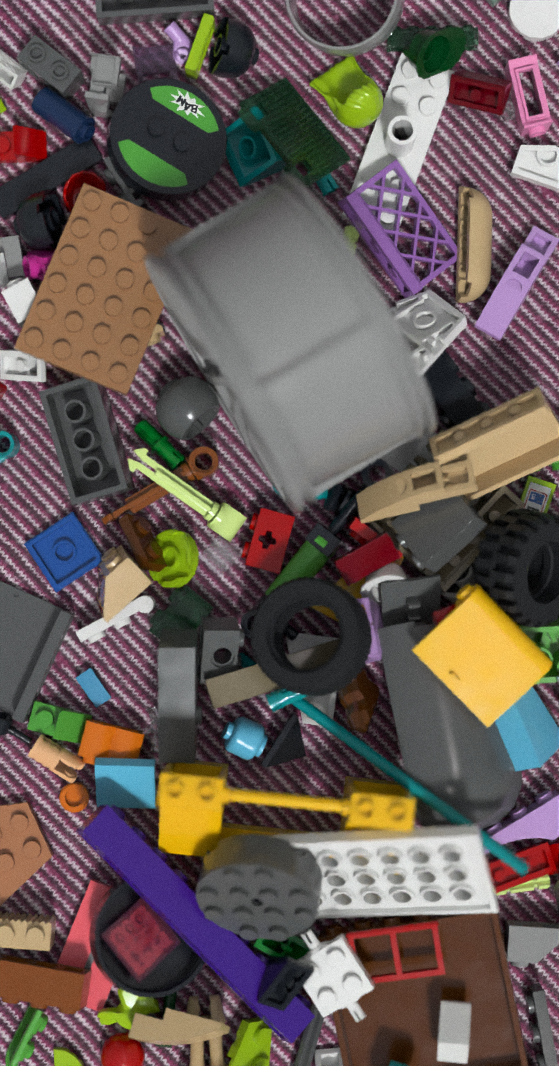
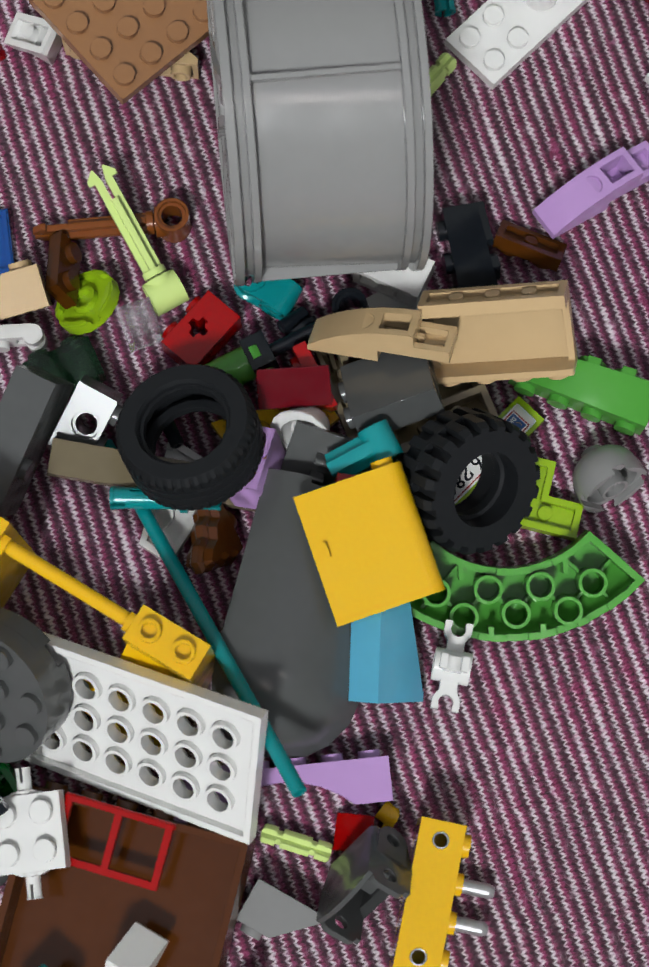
camera: 25 degrees right, 10 degrees down
(86, 441) = (58, 140): dark grey brick -> none
(159, 444) = (134, 181): green axle -> none
(186, 407) = (182, 153): dark grey wheel -> none
(244, 738) = (66, 530): medium azure head -> none
(287, 744) = (110, 560): black slope -> none
(378, 238) = (472, 85): medium lavender fence -> none
(428, 325) = (475, 185): white wing -> none
(447, 579) = (371, 445): none -> teal piece
(473, 245) = (570, 132): tan brick -> none
(484, 353) = (529, 245): none -> reddish brown plate
(537, 856) = (302, 818): red plate -> none

